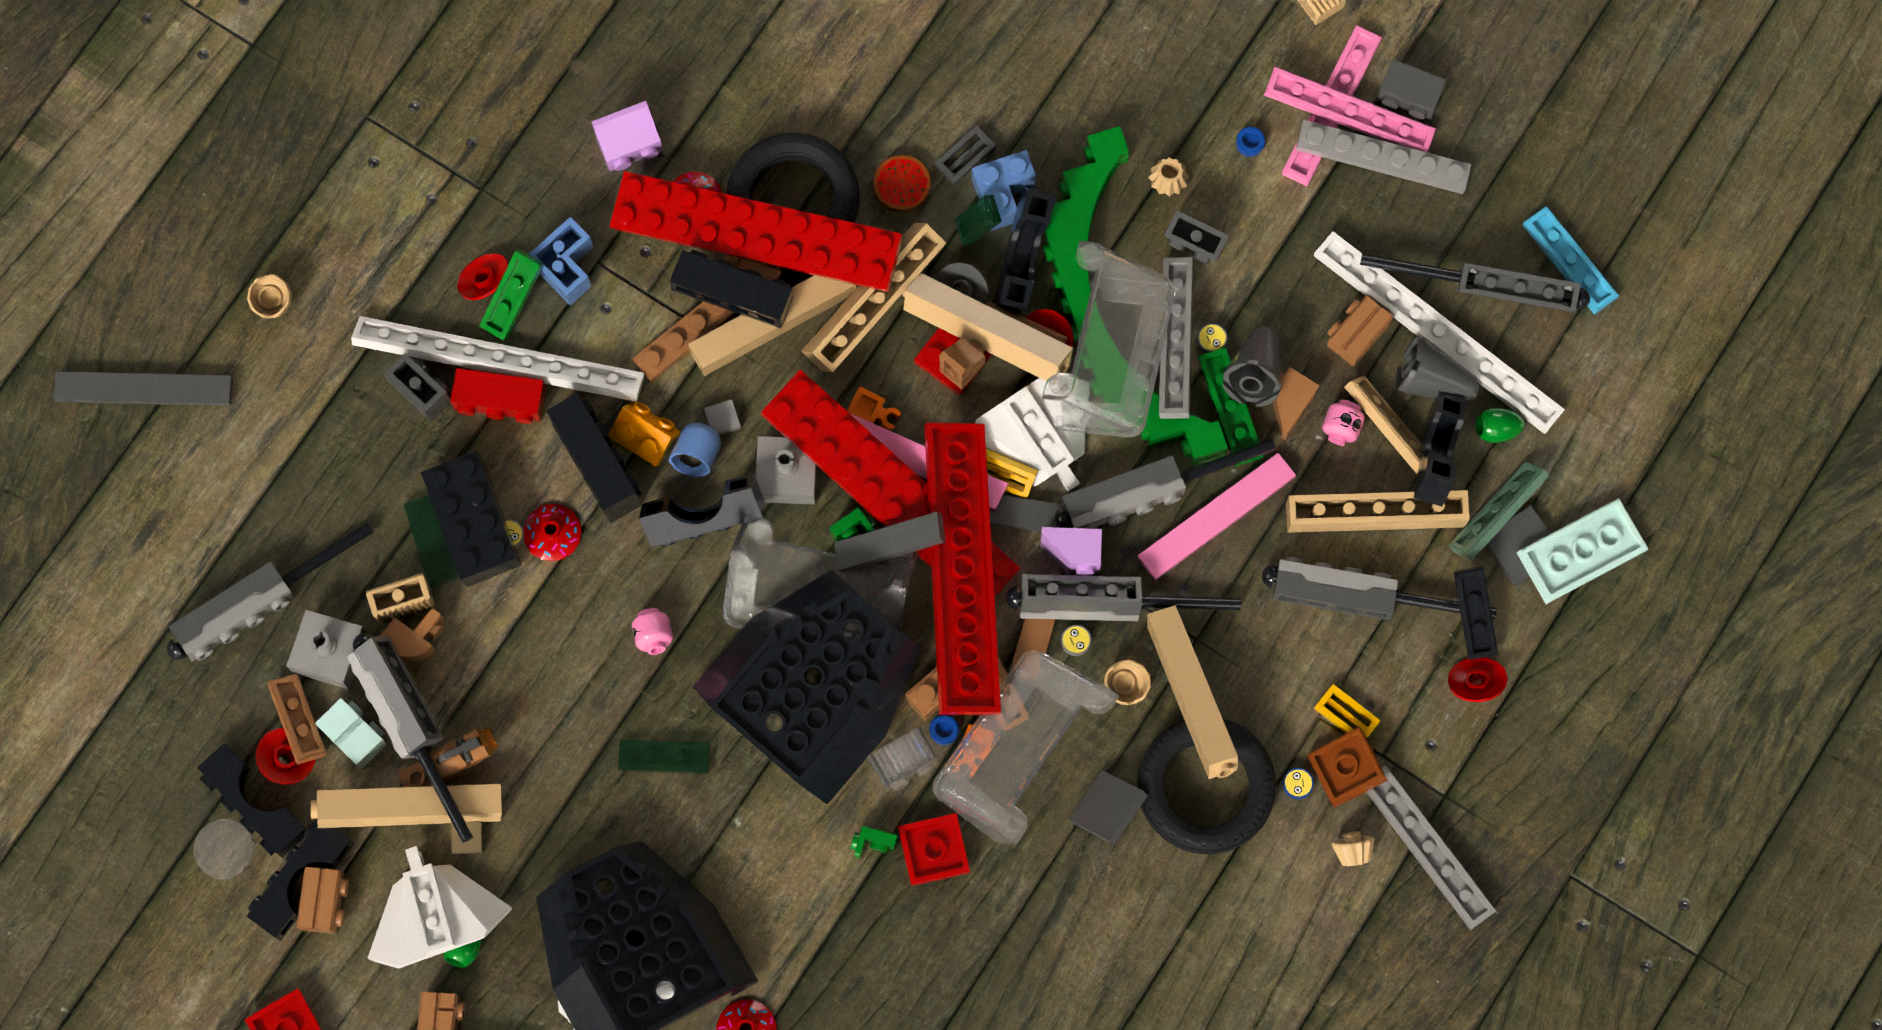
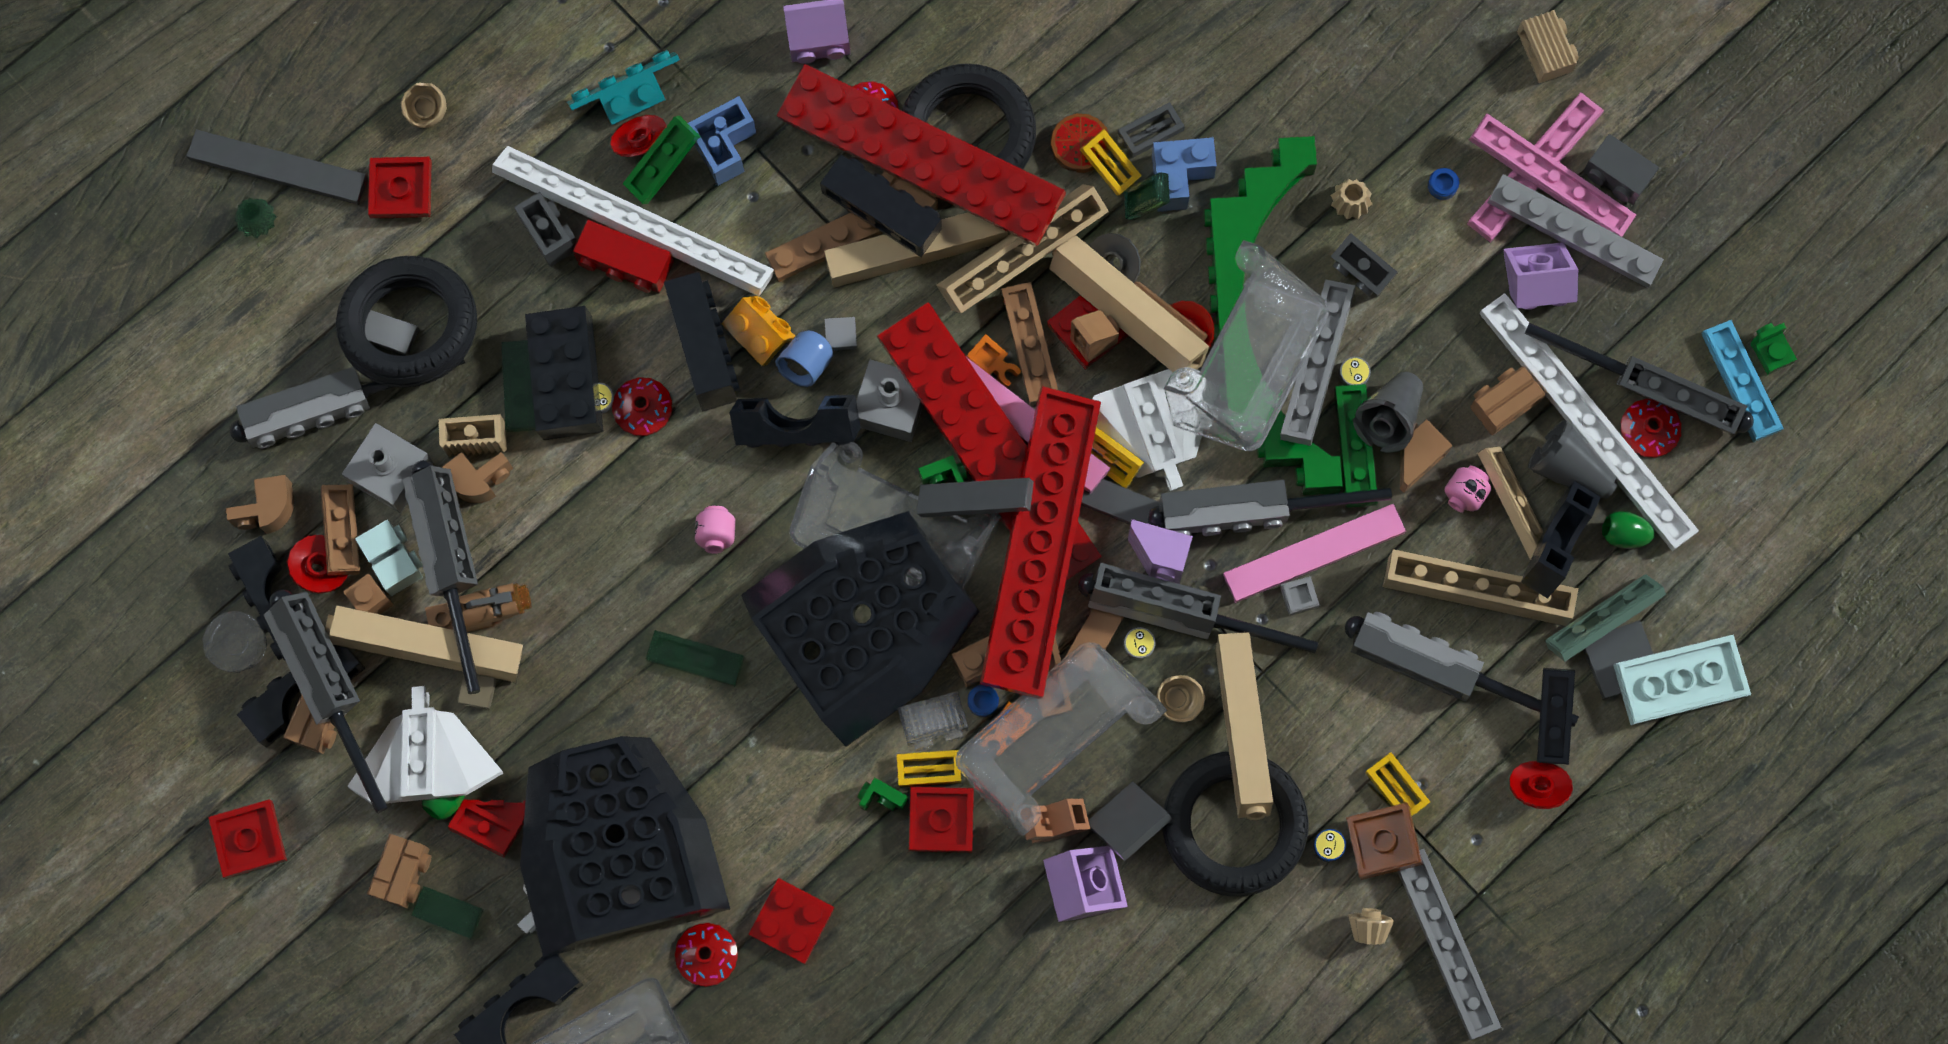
camera: 15 degrees right, 0 degrees up
(135, 442) = (255, 217): none -> clear green piece
(226, 717) = (272, 508): none -> medium nougat brick
(267, 380) = (399, 187): none -> red plate
(288, 520) = (390, 333): none -> light grey tile
(316, 858) = (319, 674): none -> dark grey piece
(327, 550) = (393, 275): none -> black tyre
(341, 774) = (368, 596): none -> medium nougat brick
(462, 237) = (629, 93): none -> teal bracket
(512, 959) = (489, 823): none -> red wing
(818, 978) = (791, 921): none -> red plate
(901, 382) = (1028, 339): none -> medium nougat plate
(912, 816) = (901, 758): none -> yellow tile
(915, 181) = (1100, 168): none -> yellow tile
(1018, 267) = (1187, 230): black arch -> none
(1044, 823) = (1060, 821): none -> nougat brick
(1081, 874) = (1085, 883): none -> lavender slope
(1213, 559) = (1299, 595): none -> light grey tile
(1362, 206) = (1541, 275): none -> lavender slope
(1496, 337) = (1641, 437): none -> red dish
(1591, 223) = (1773, 348): none -> green bracket

